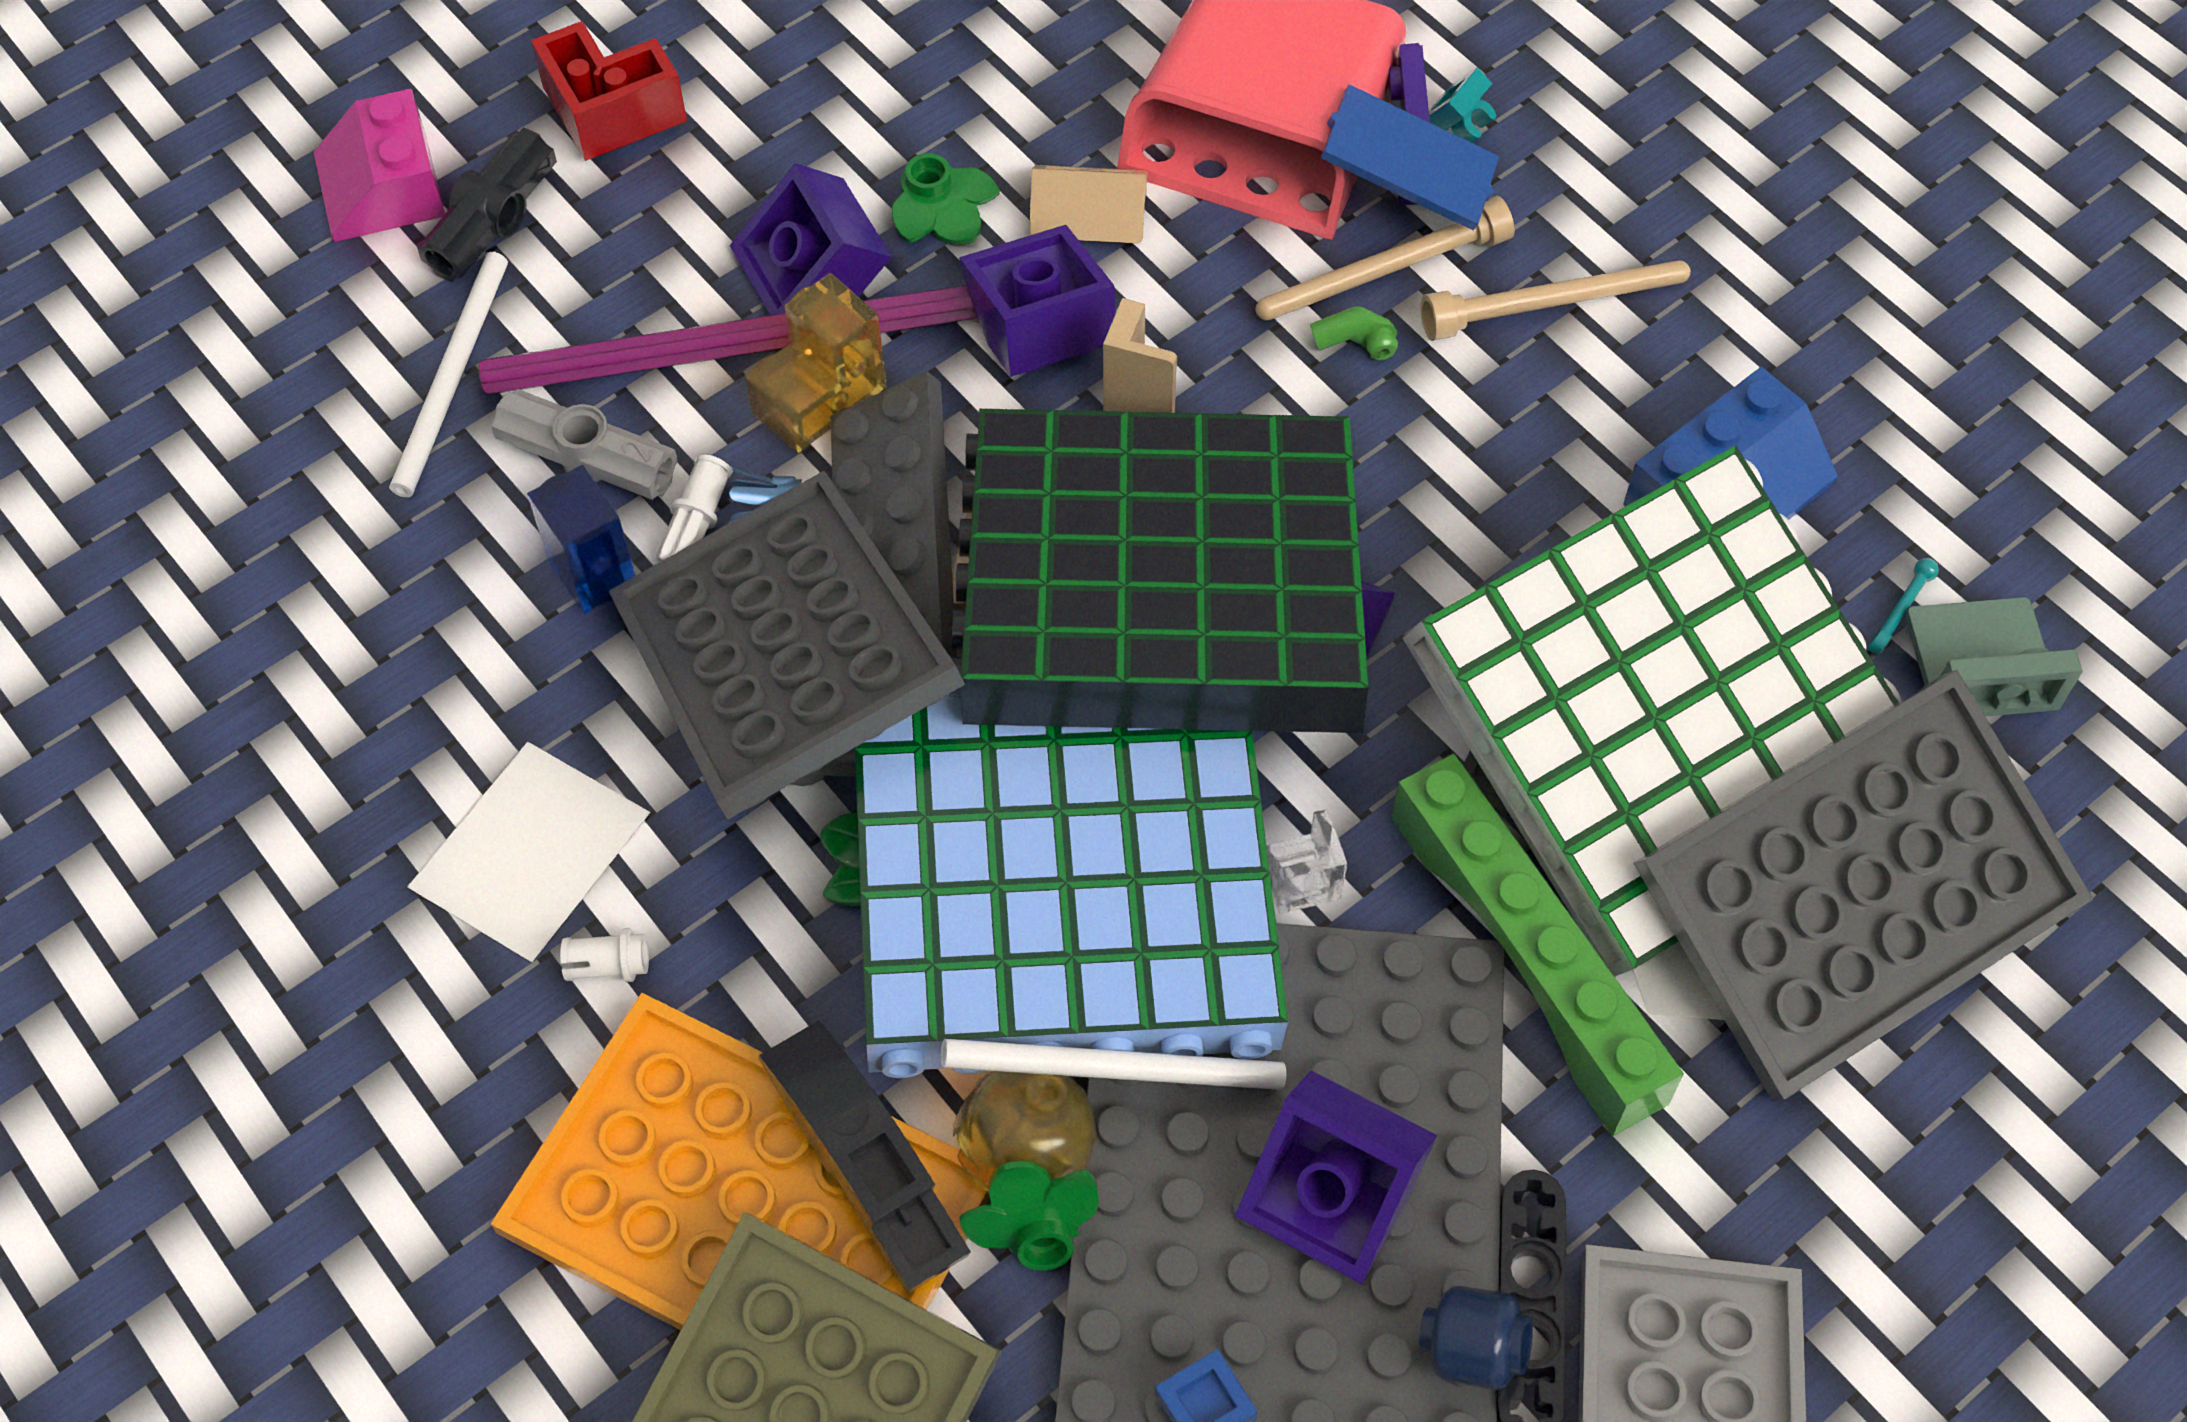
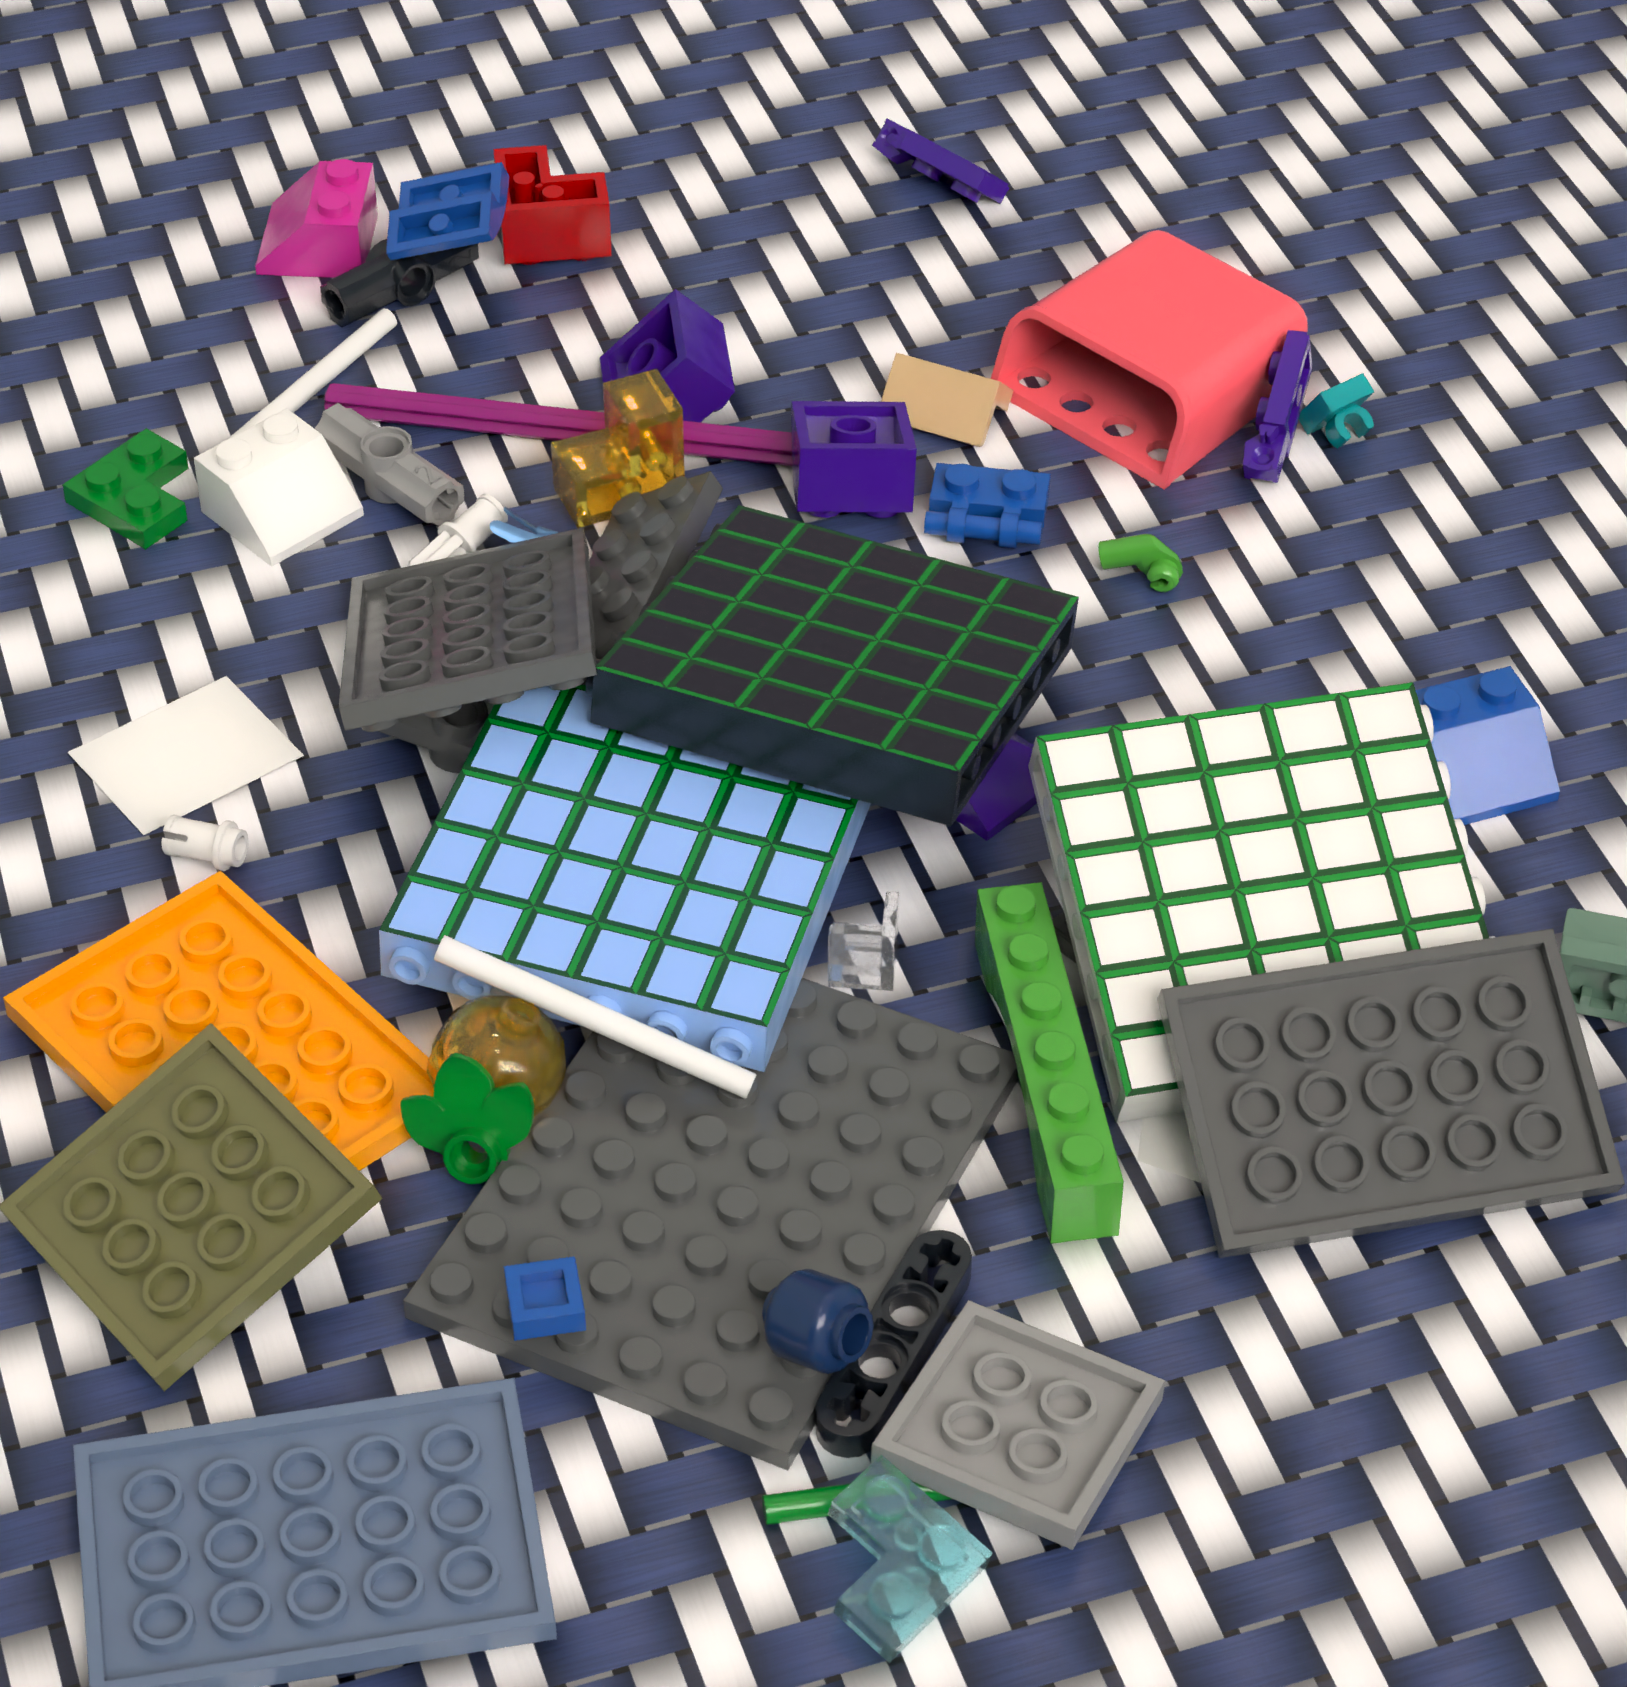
camera: 20 degrees right, 15 degrees down
(317, 549) = (127, 492): none -> green plate
(475, 507) = (276, 487): none -> white slope
(520, 131) = (448, 211): none -> blue slope
(581, 536) = (343, 521): clear blue brick -> none
(865, 1154) = (342, 1030): black slope -> none
(941, 200) = (808, 366): green plate -> none
(1135, 373) = (903, 508): tan panel -> none
(1186, 299) = (987, 504): none -> blue plate
(1335, 1175) = (754, 1164): dark purple slope -> none
(1410, 157) = (1254, 422): blue piece -> none
(1447, 313) = (1242, 566): tan piece -> none
(1493, 228) = (1313, 506): tan piece -> none
(1925, 571) = (1606, 888): teal hinge -> none

